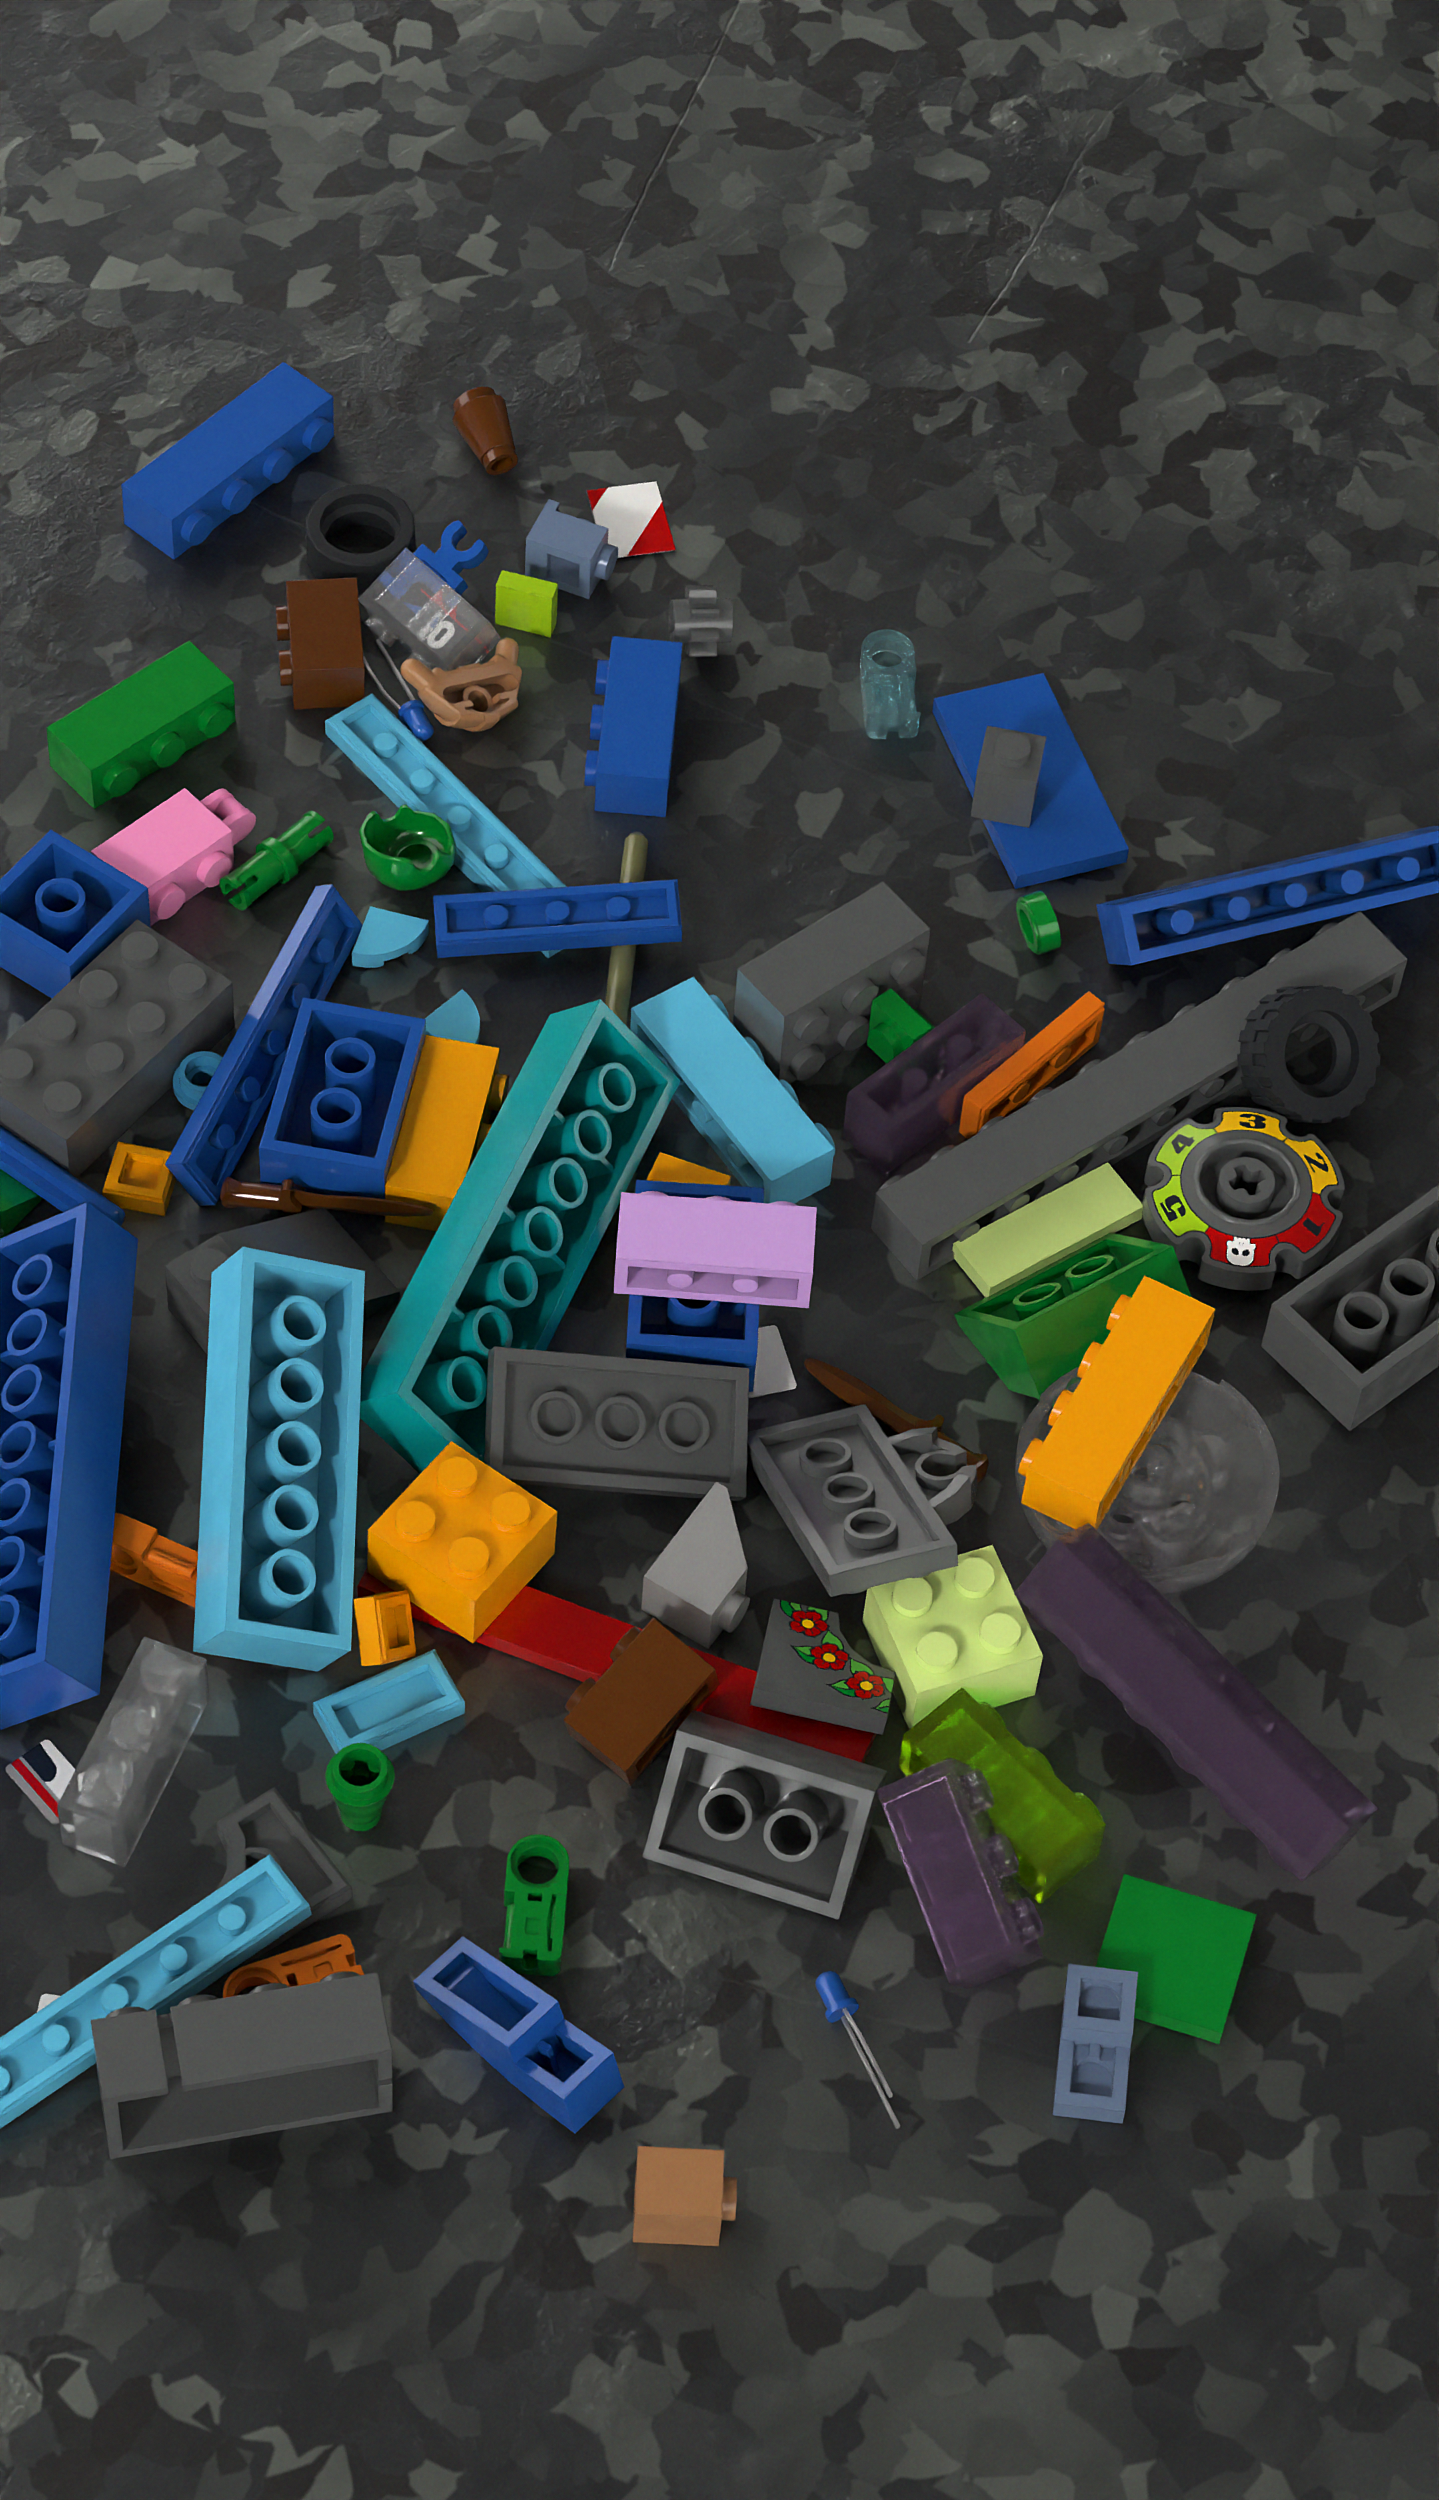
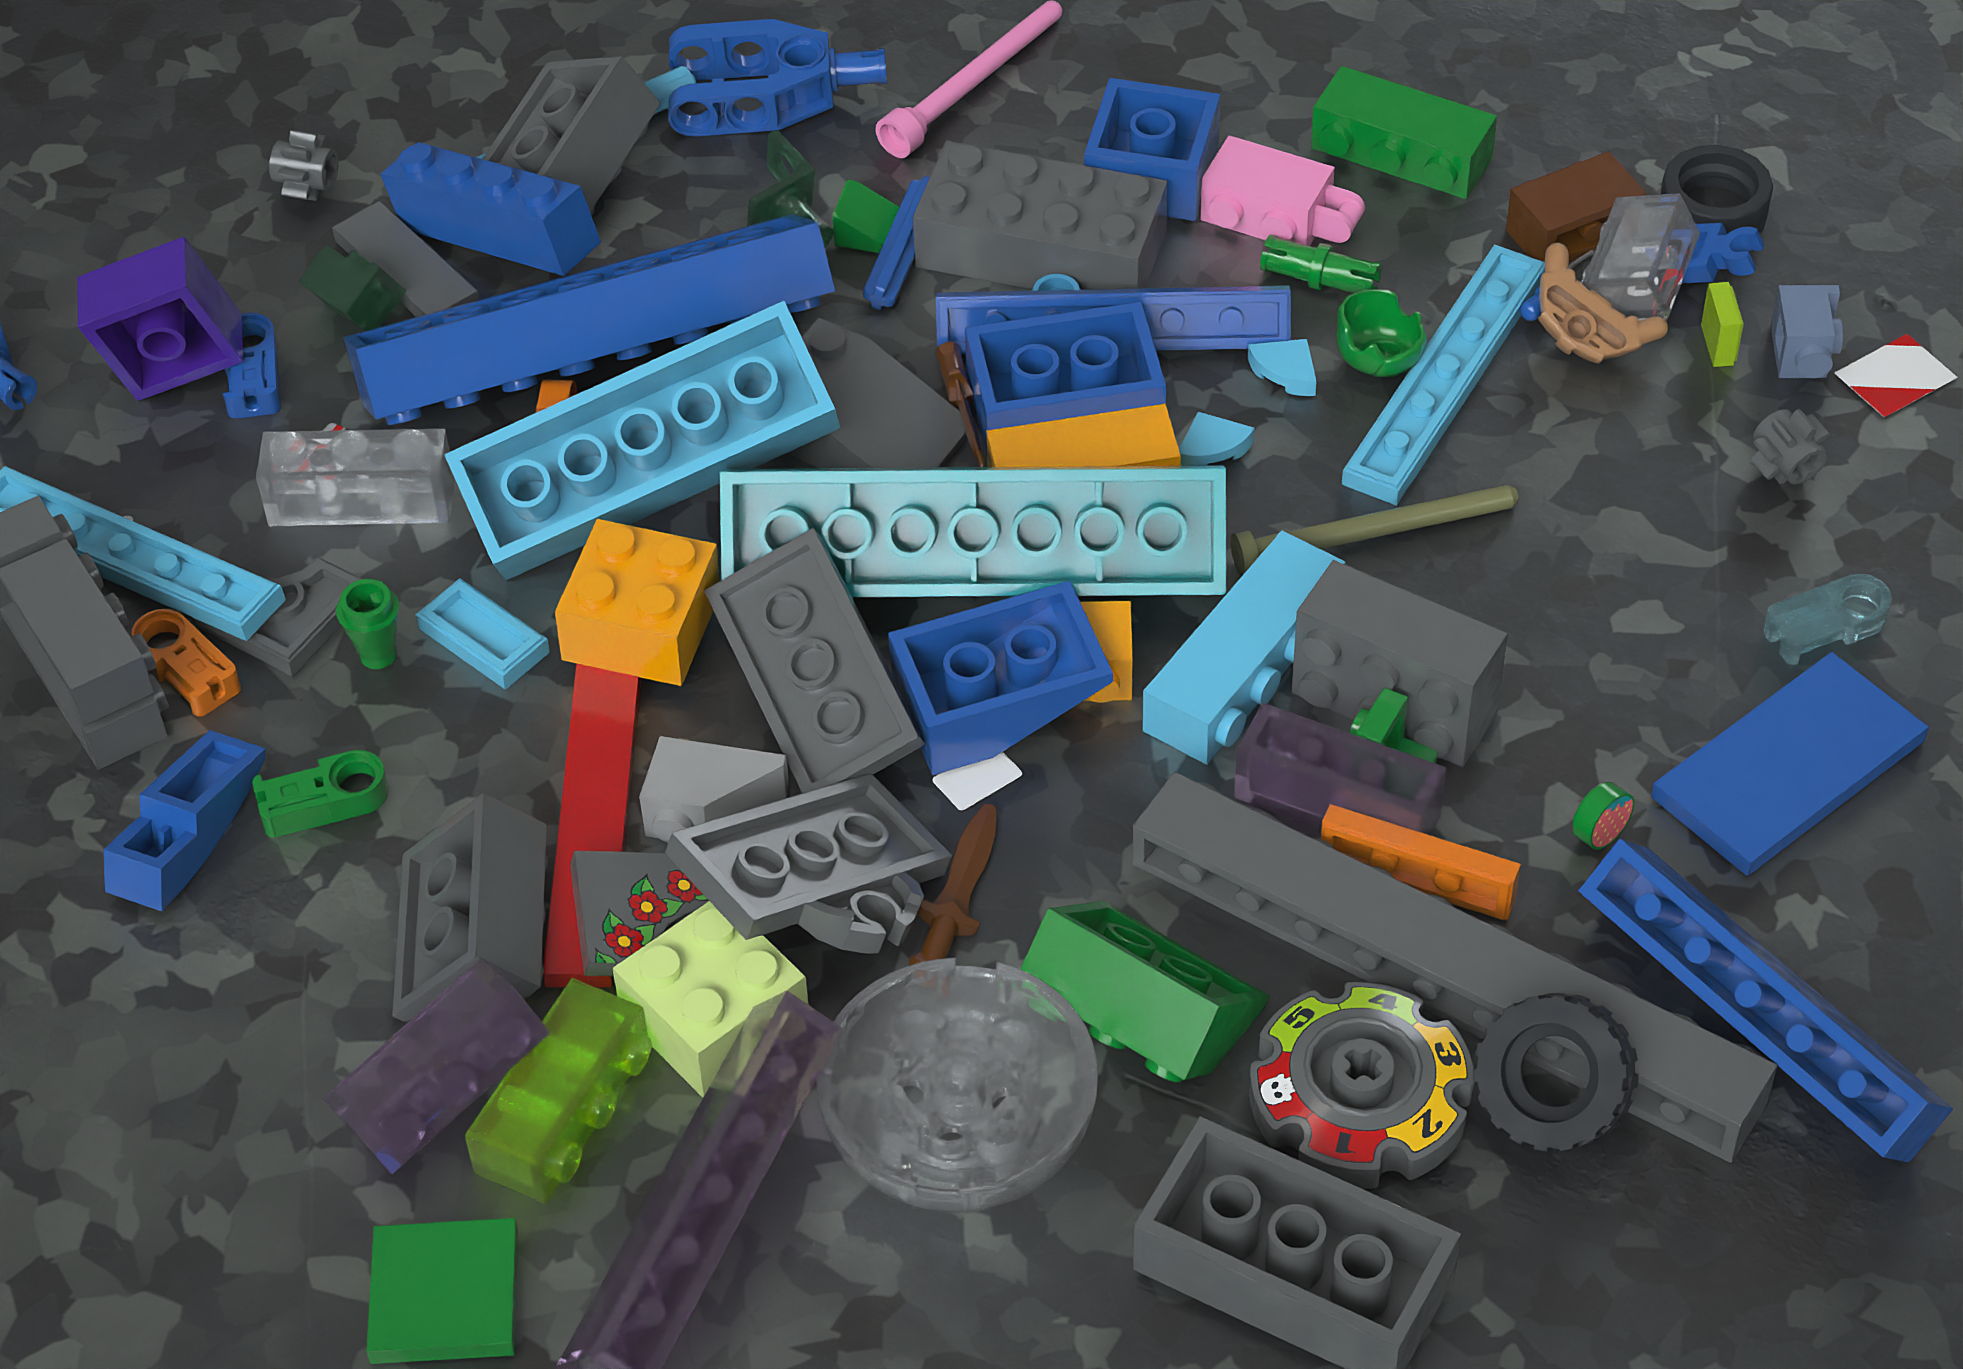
camera: 75 degrees right, 5 degrees down
(139, 1179) = (922, 297): light orange tile -> none
(228, 460) = (1736, 84): blue brick -> none
(384, 1627) = (535, 587): light orange tile -> none
(486, 428) = (1912, 232): reddish brown cone -> none
(557, 918) = (1368, 461): blue tile -> none
(634, 726) = (1633, 445): blue brick -> none
(639, 1699) = (540, 774): reddish brown brick -> none
(681, 2196) = (54, 976): medium nougat brick -> none
(715, 1249) = (1004, 646): lavender brick -> none
(840, 2007) = (300, 1045): piece -> none
(1008, 776) = (1748, 719): dark grey brick -> none
(1047, 1229) = (1239, 939): yellowish green tile -> none
(1095, 2043) = (313, 1255): sand blue slope -> none
(1116, 1405) = (992, 1011): light orange brick -> none

